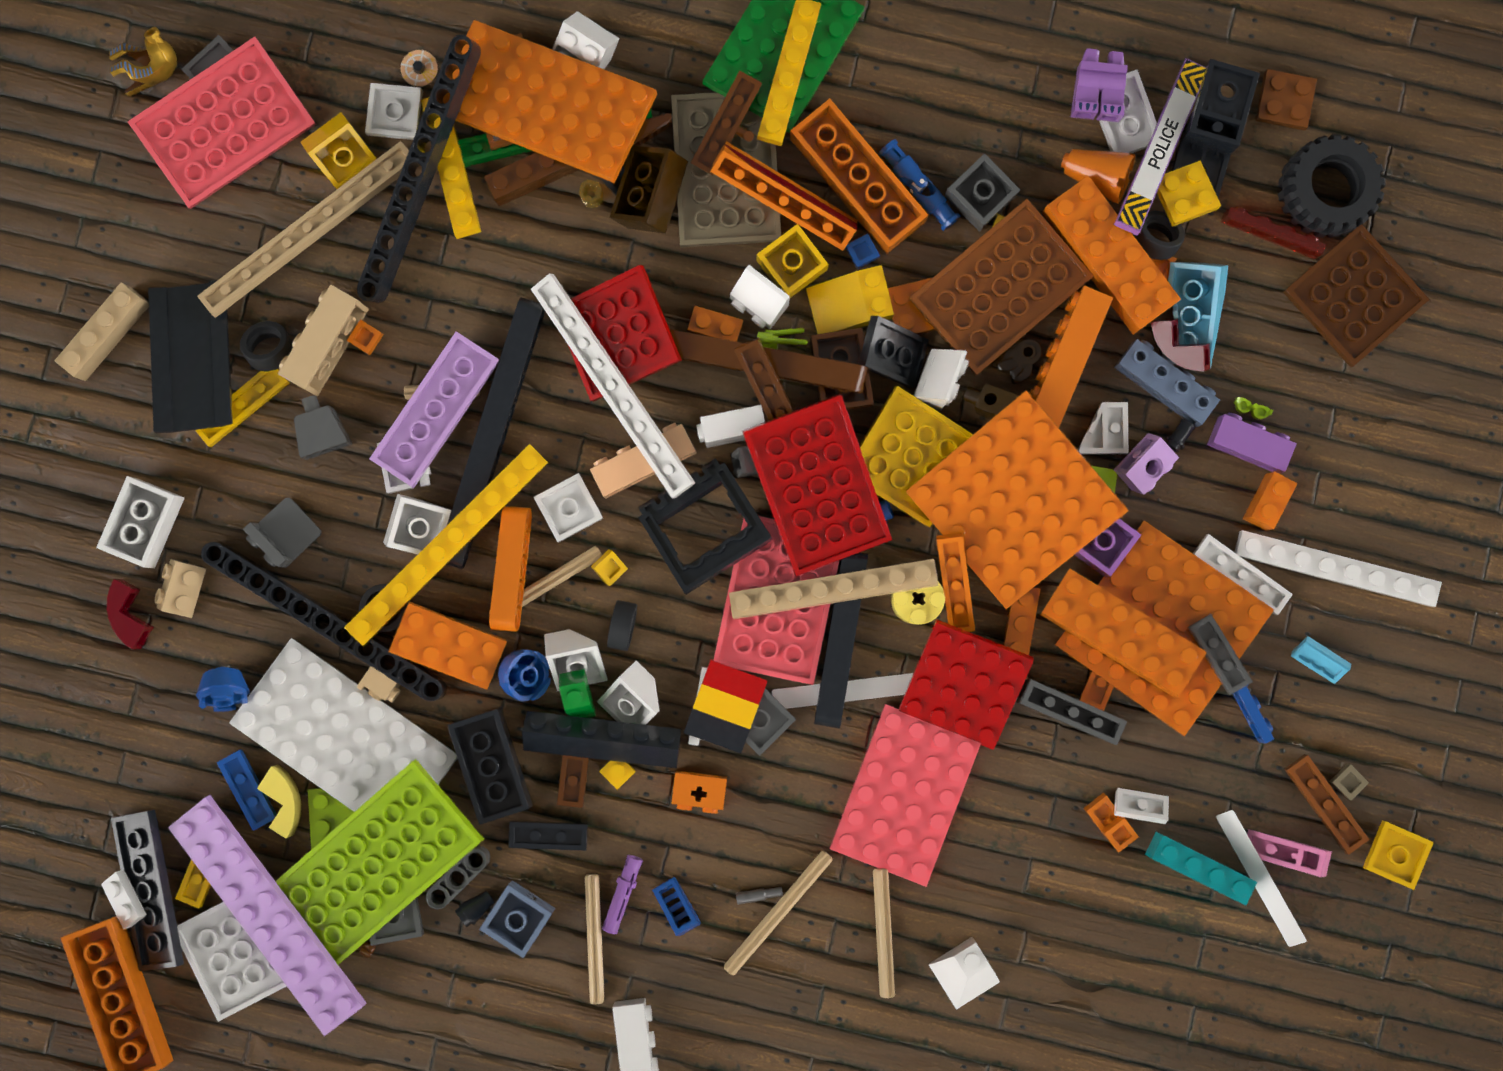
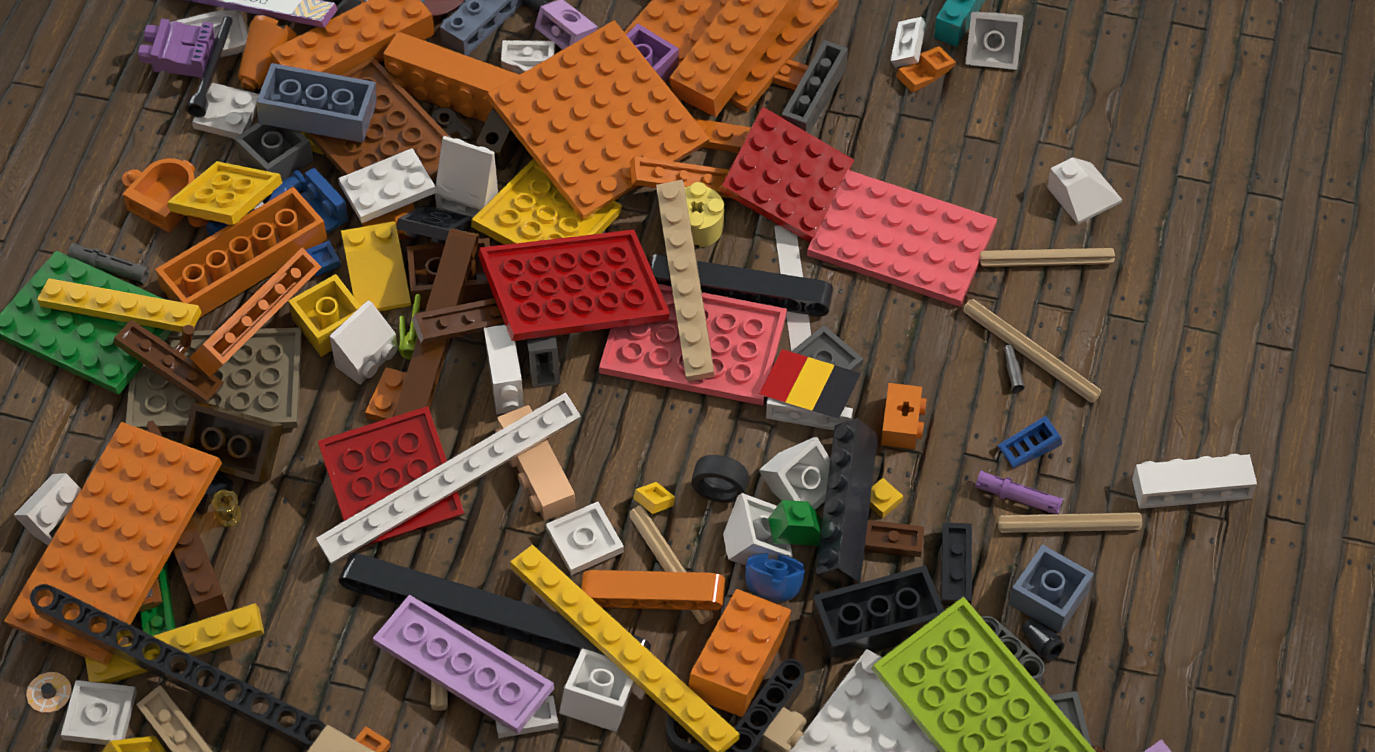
camera: 90 degrees left, 30 degrees down
(723, 555) = (646, 385): black hinge -> none
(853, 52) = (103, 261): none -> dark grey pin
(921, 152) = (225, 193): none -> yellow plate
(922, 244) = (325, 200): none -> blue bracket
(932, 97) = (152, 189): none -> orange piece
(932, 303) = (387, 185): none -> white plate
(1018, 226) = (316, 102): none -> sand blue brick
(1034, 114) = (198, 103): none -> black piece
(1036, 144) = (228, 111): none -> white plate
(1147, 894) = (994, 40): none -> white slope

